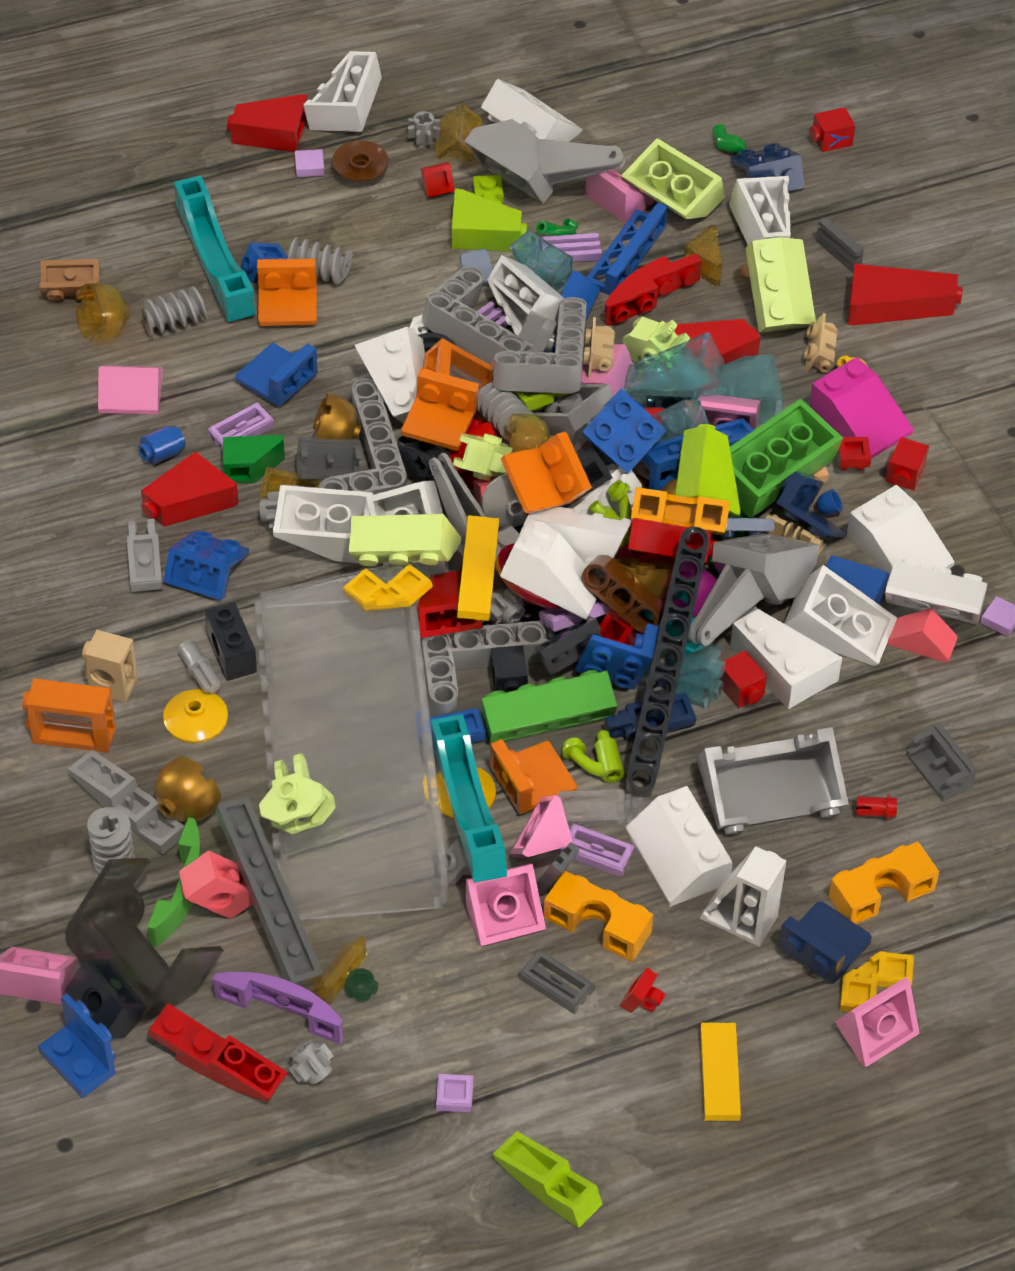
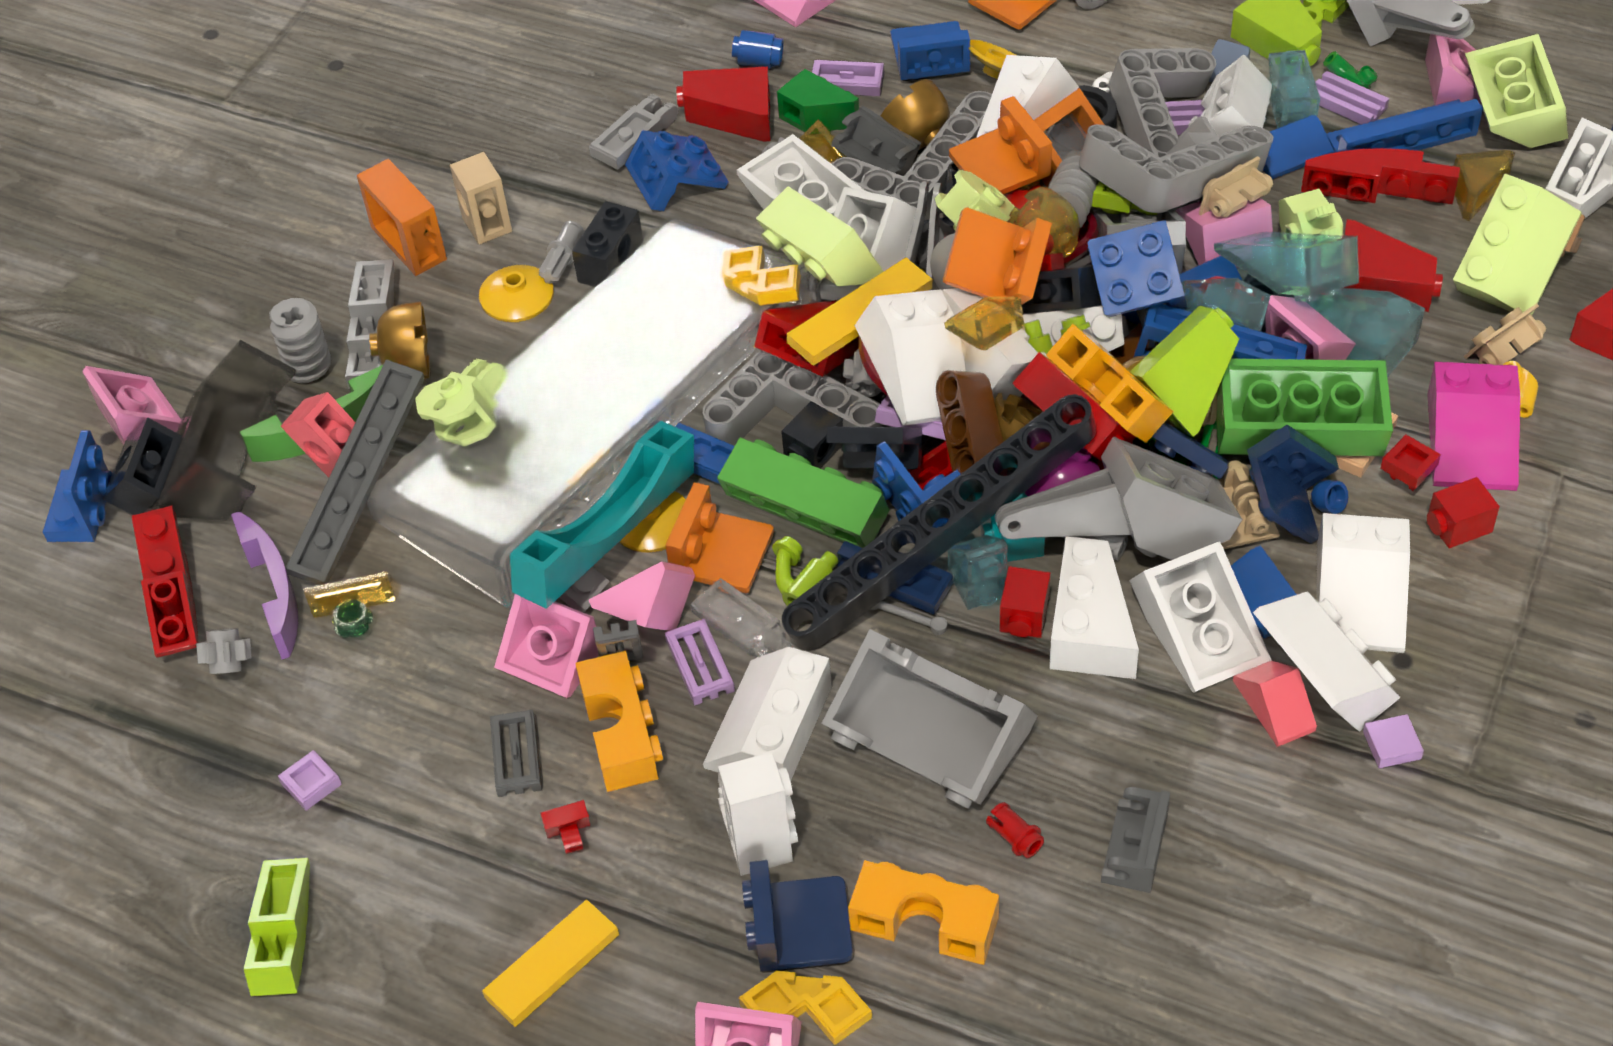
camera: 50 degrees right, 0 degrees up
(335, 353) = (990, 55): none -> yellow dish
(578, 519) = (987, 321): none -> clear yellow slope
(703, 730) = (937, 625): none -> light grey hinge

